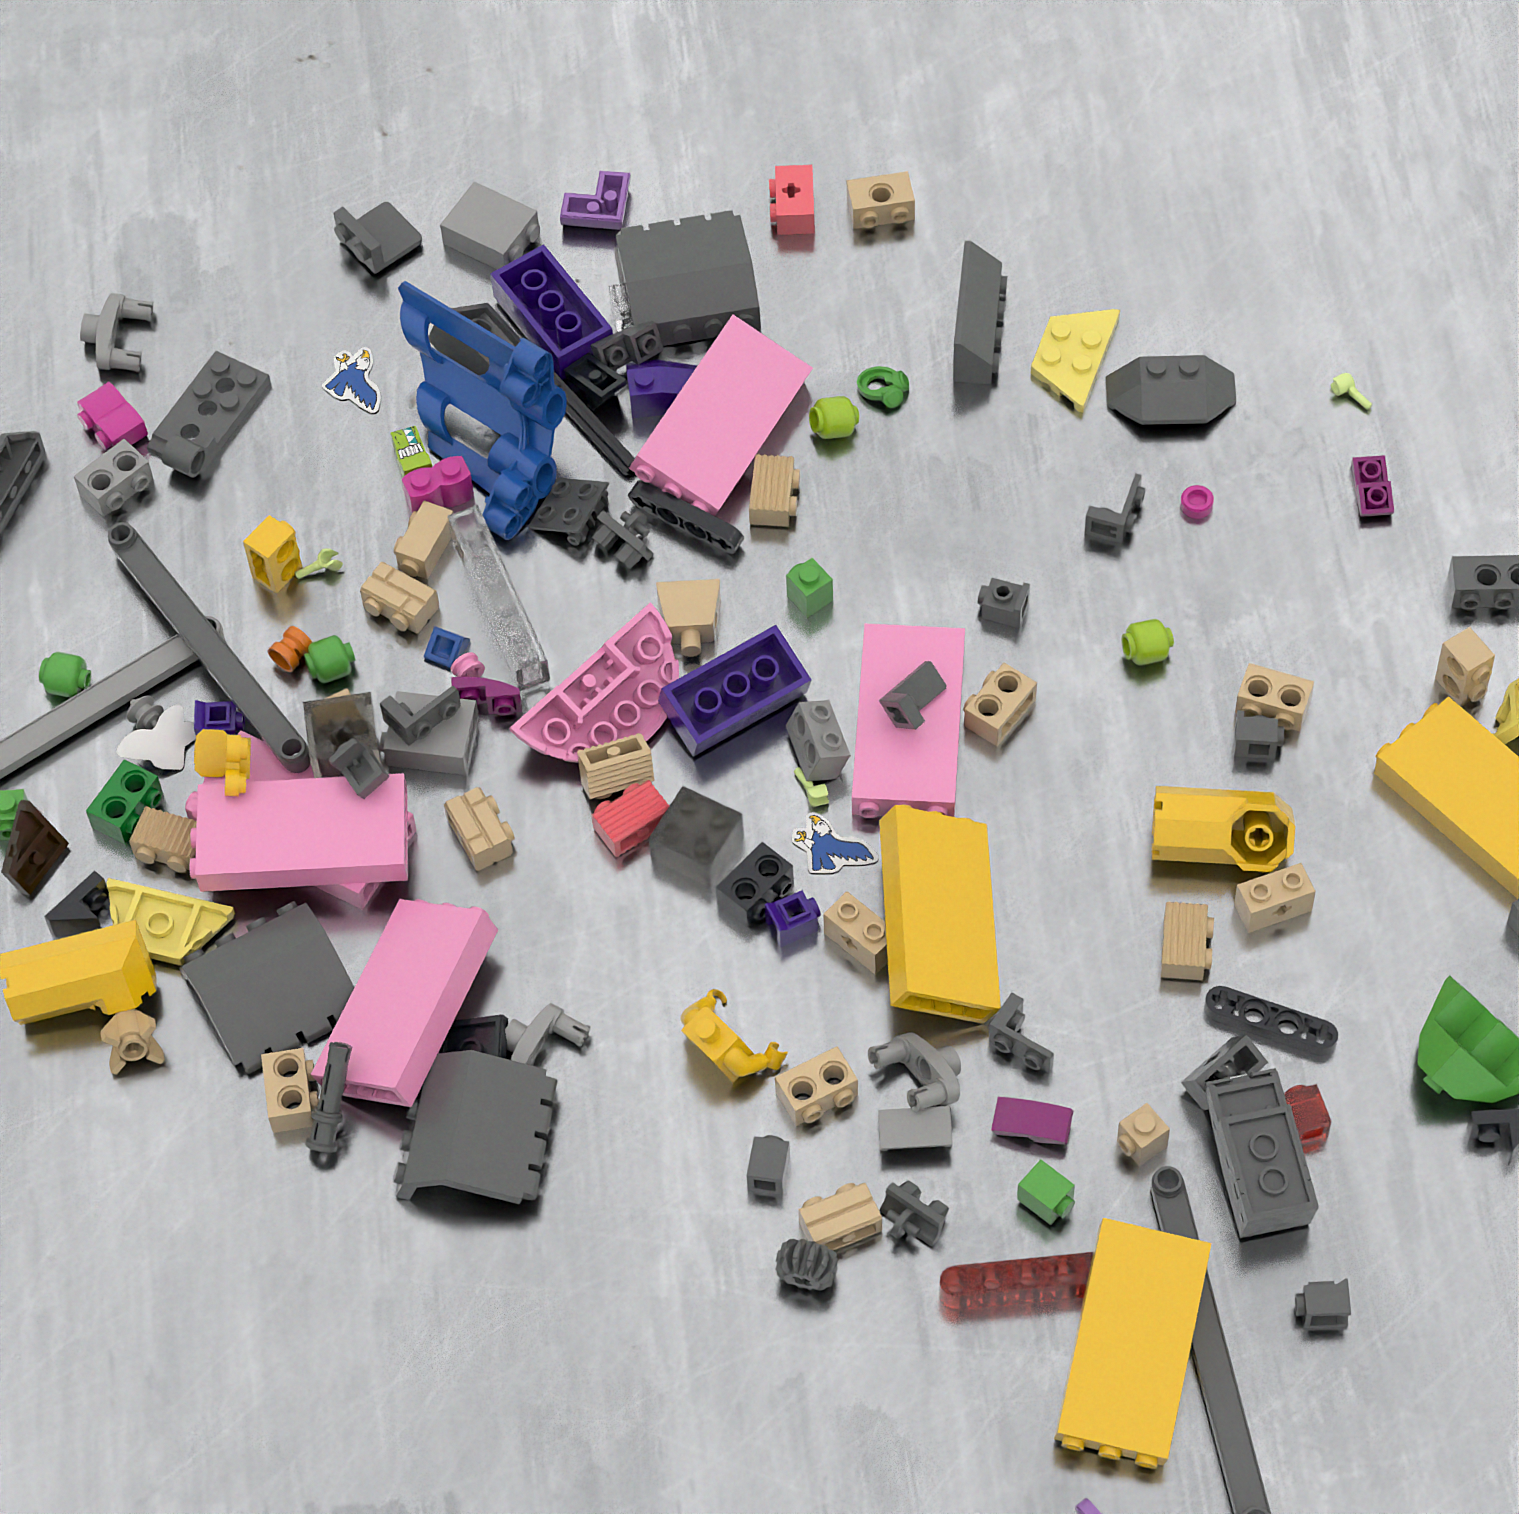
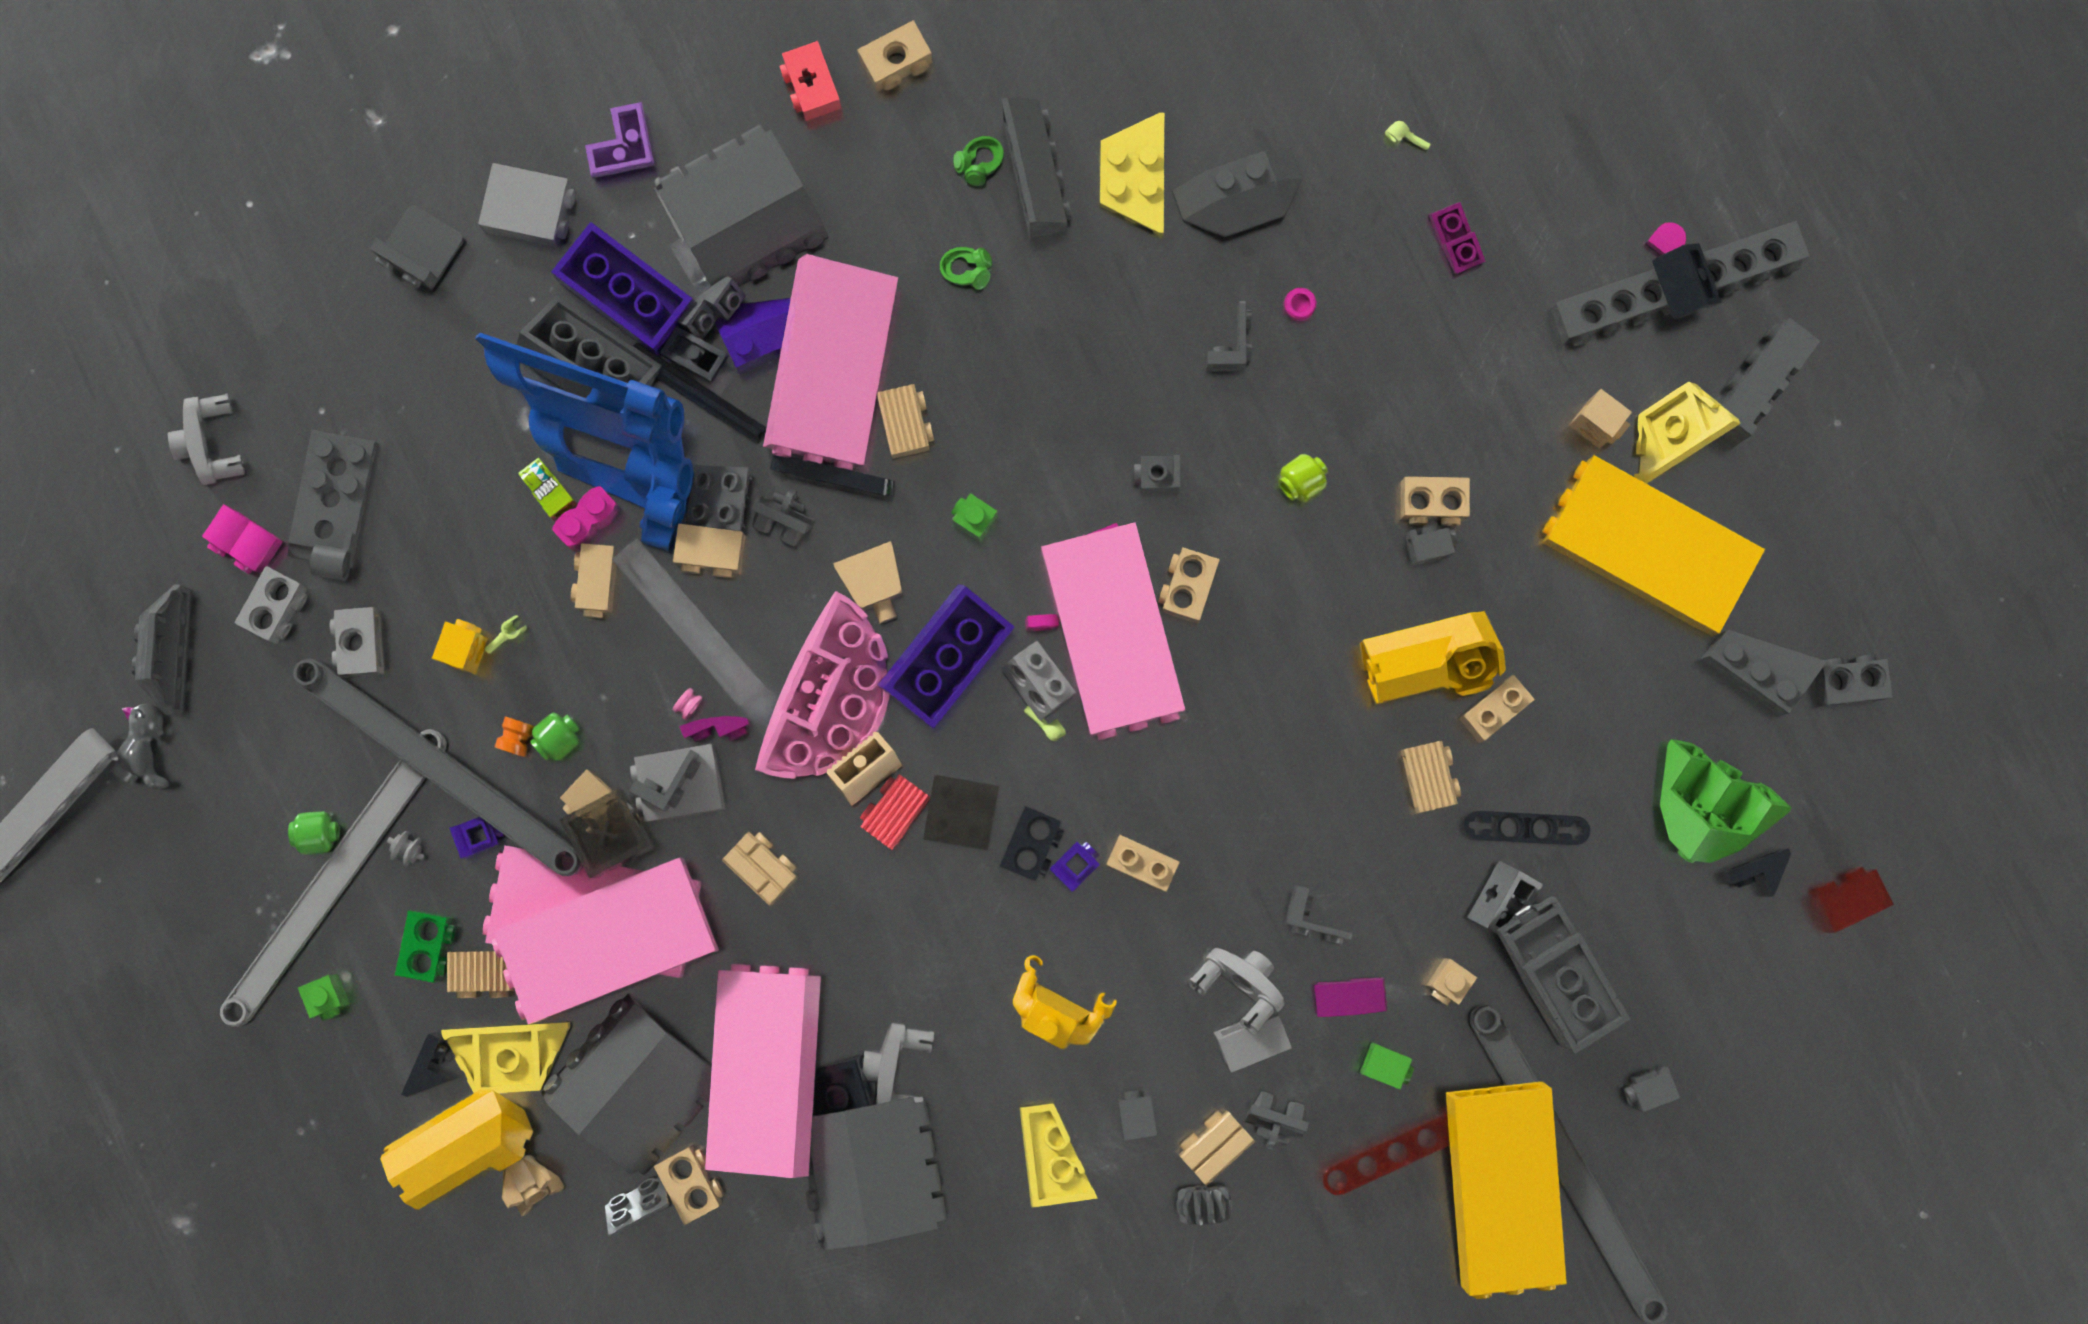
camera: 25 degrees left, 25 degrees up
(31, 848) = (359, 1027): dark brown wing -> none
(162, 744) = (435, 874): white sticker -> none
(181, 512) = (369, 657): none -> light grey brick
(212, 1089) = (634, 1207): none -> dark grey hinge
(222, 755) = (498, 884): yellow piece -> none
(328, 1113) = (734, 1203): dark grey pin -> none
(352, 379) = (454, 417): sticker -> none
(359, 767) = (641, 874): dark grey bracket -> none
(399, 598) = (595, 650): tan brick -> none
(445, 646) = (658, 684): blue slope -> none
(543, 545) = (709, 550): none -> tan brick
(664, 1181) = (1051, 1161): none -> light yellow wing
(811, 1079) = (1147, 1021): tan brick -> none
(828, 850) = (1080, 779): sticker -> none
(833, 417) = (934, 321): lime head -> none
(841, 695) = (1041, 622): none -> dark pink tile
(912, 695) = (1111, 618): dark grey bracket -> none
(921, 313) = (977, 174): none -> bright green piece
(939, 914) = (1208, 828): yellow brick -> none
(1309, 1112) = (1584, 912): clear red brick -> none

